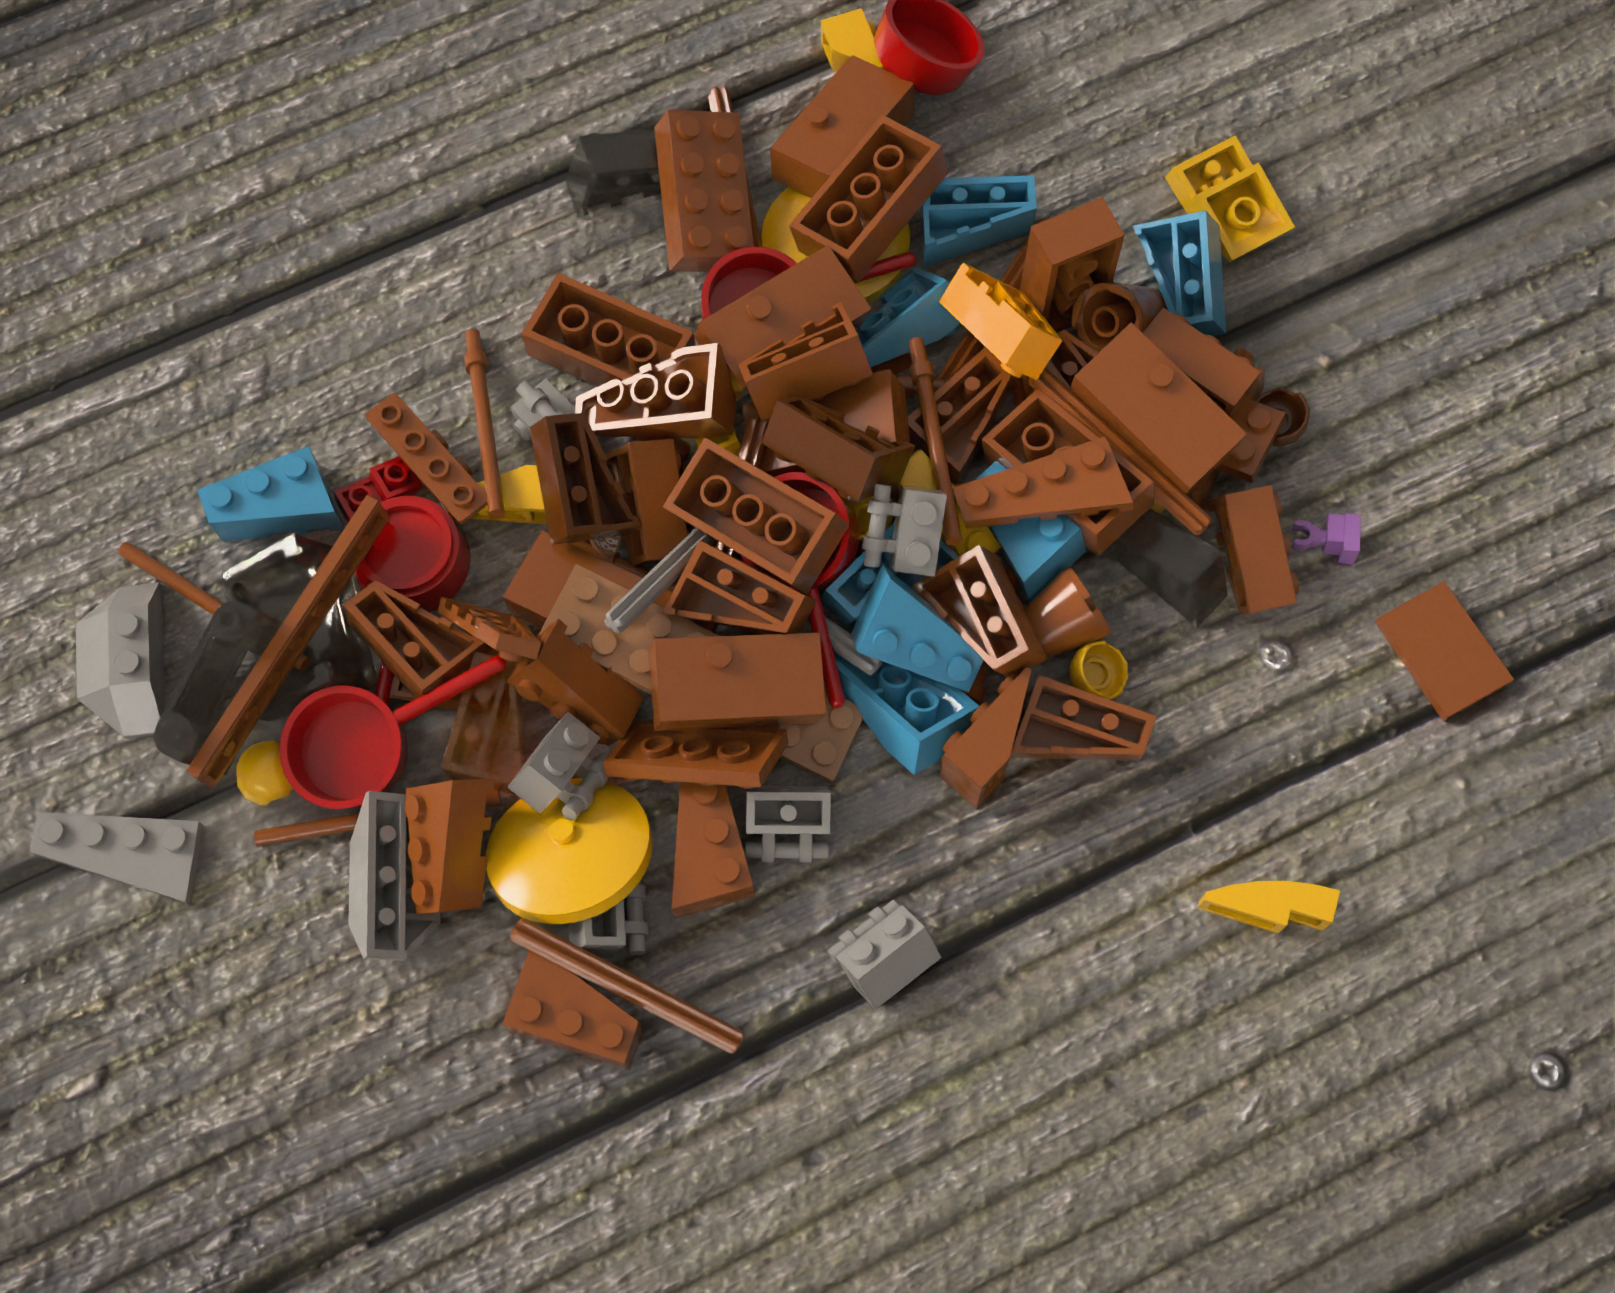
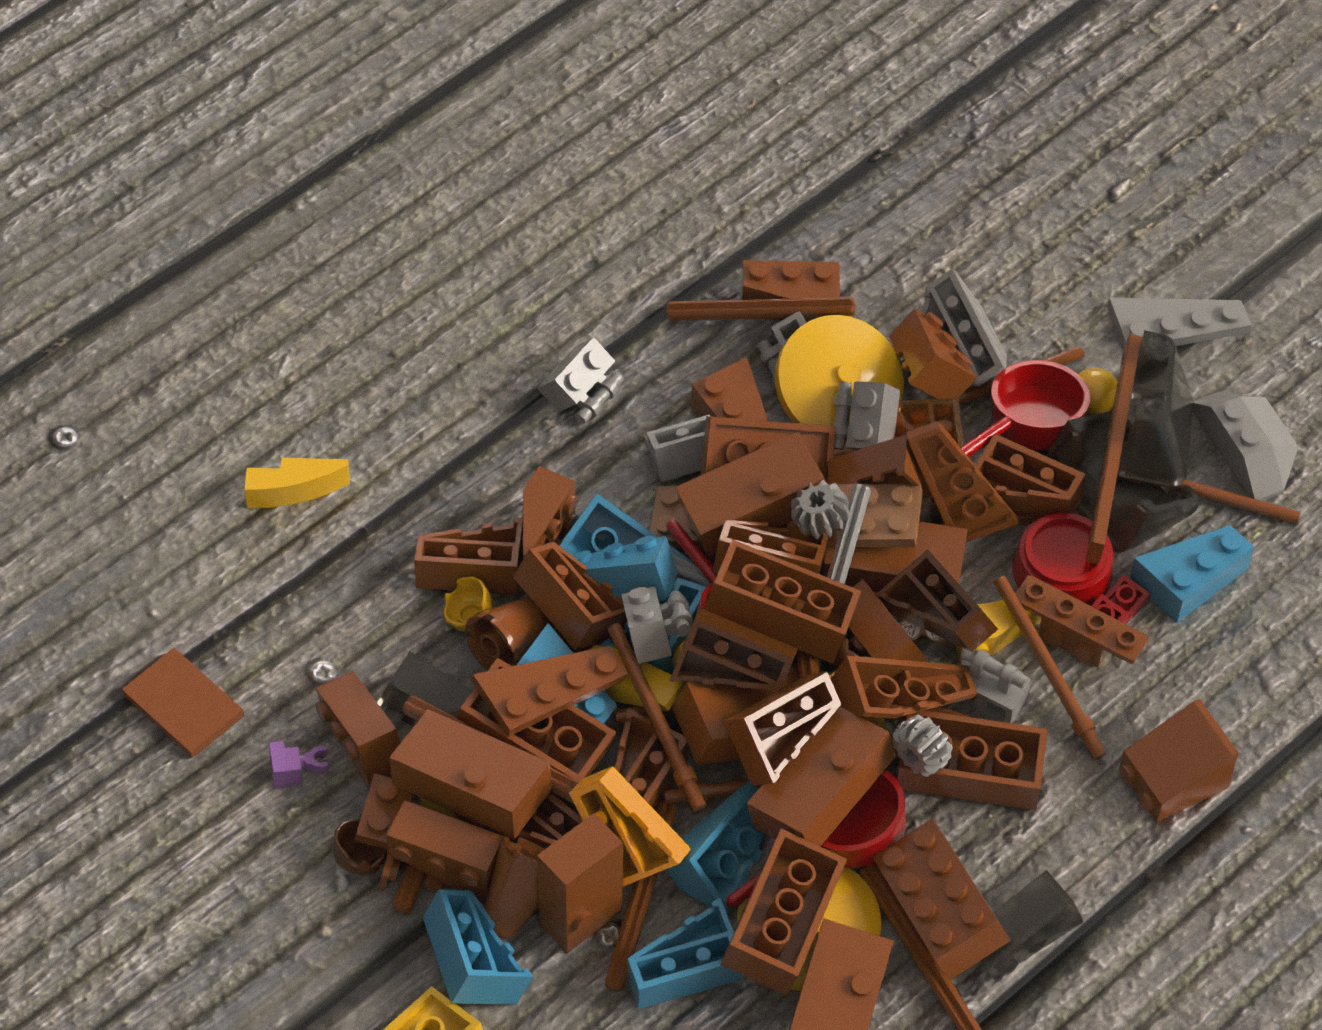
camera: 160 degrees right, 15 degrees down
(400, 284) = (1179, 762): none -> dark orange slope
(666, 318) = (922, 745): none -> light grey gear
(688, 614) = (820, 509): none -> light grey gear

